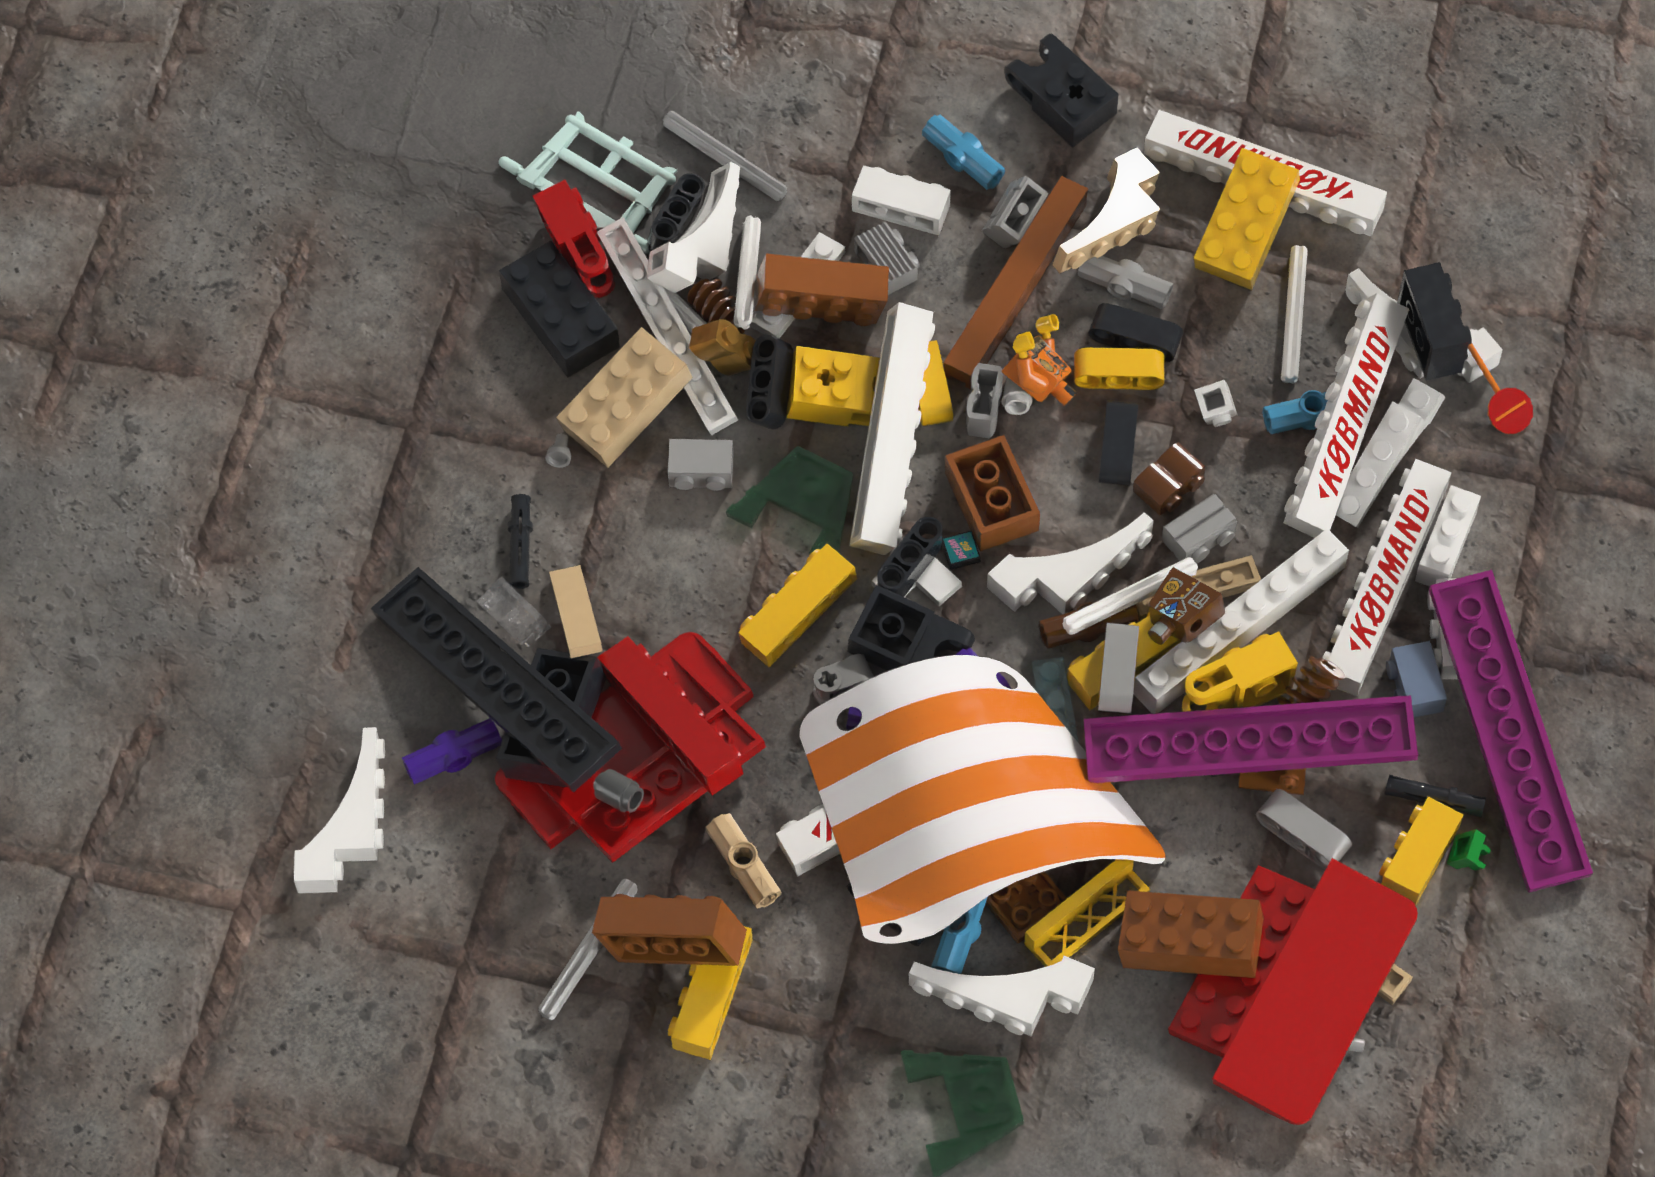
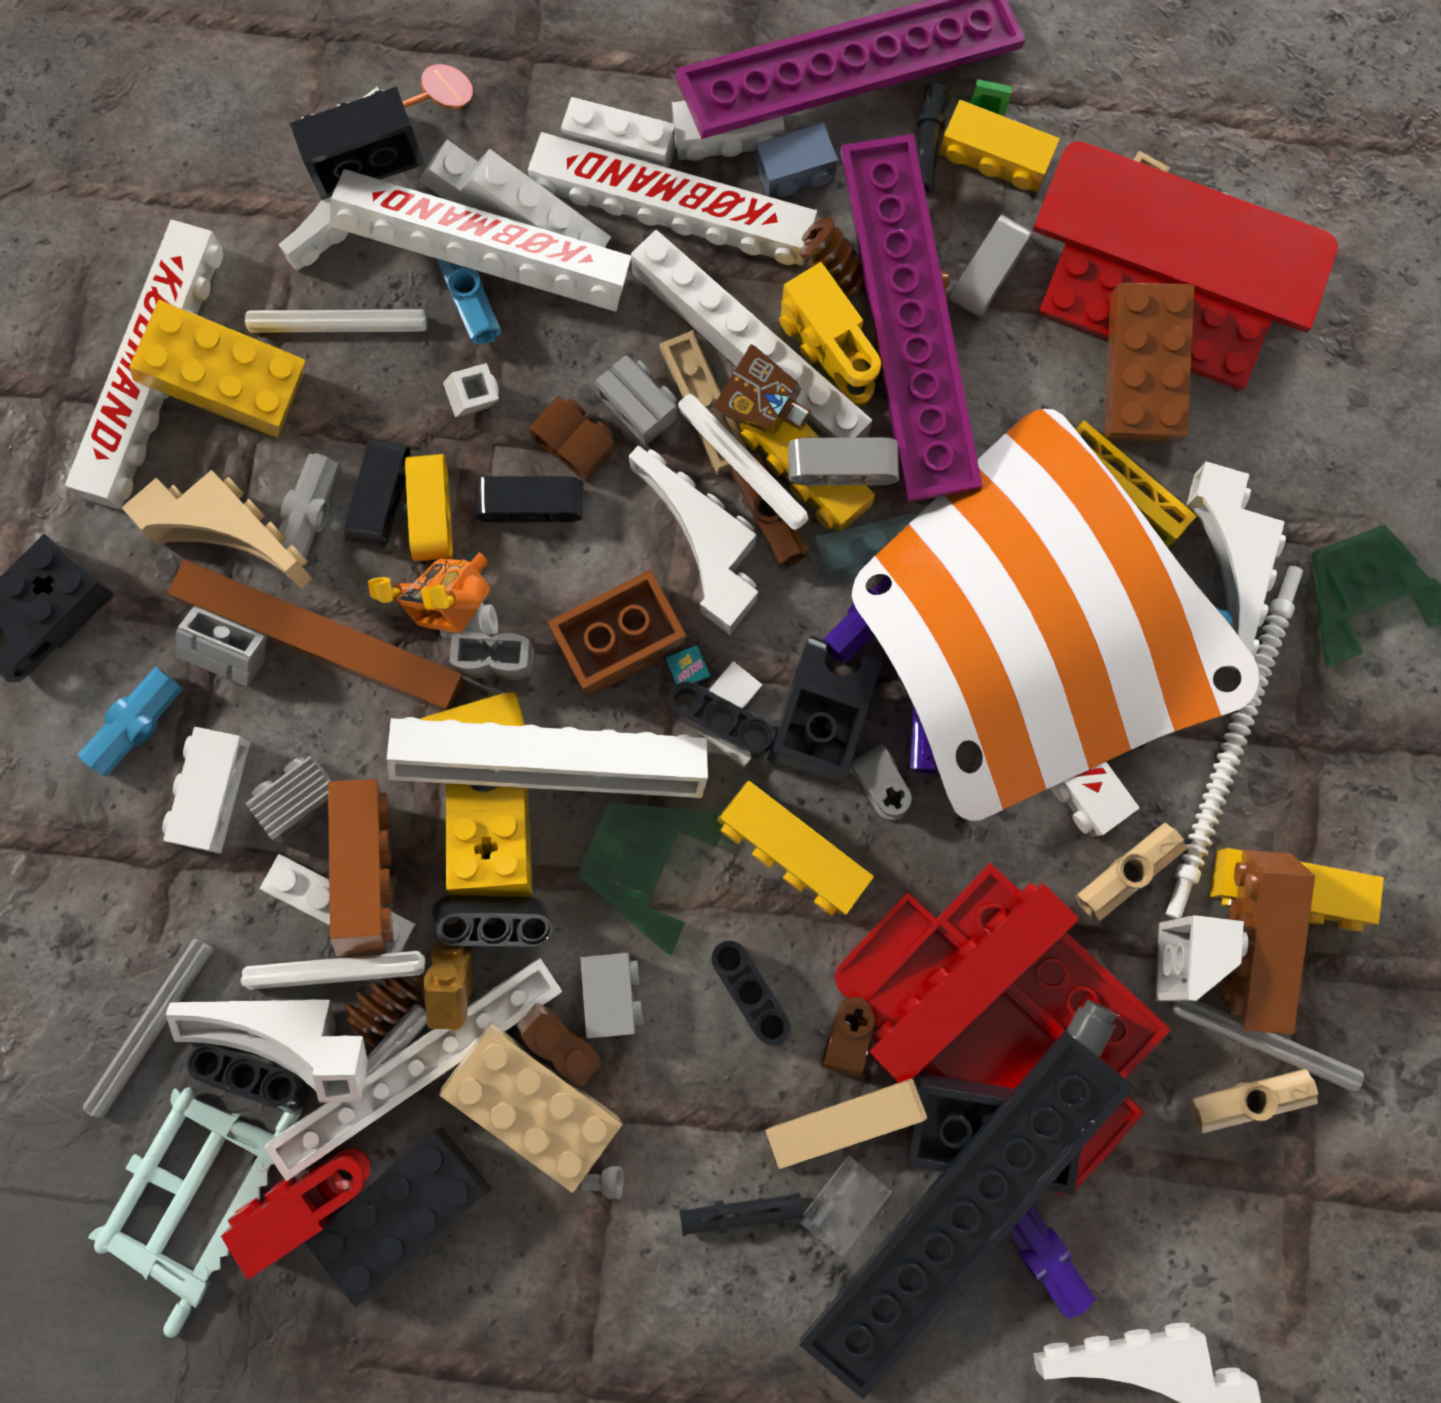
camera: 100 degrees left, 15 degrees up
(544, 942) = (1275, 1095): none -> tan piece
(642, 628) = (849, 1044): none -> reddish brown piece
(664, 867) = (1196, 955): none -> white slope
(672, 416) = (552, 1041): none -> reddish brown brick
(680, 576) = (765, 1006): none -> black beam
(956, 1024) = (1188, 871): none -> white hose

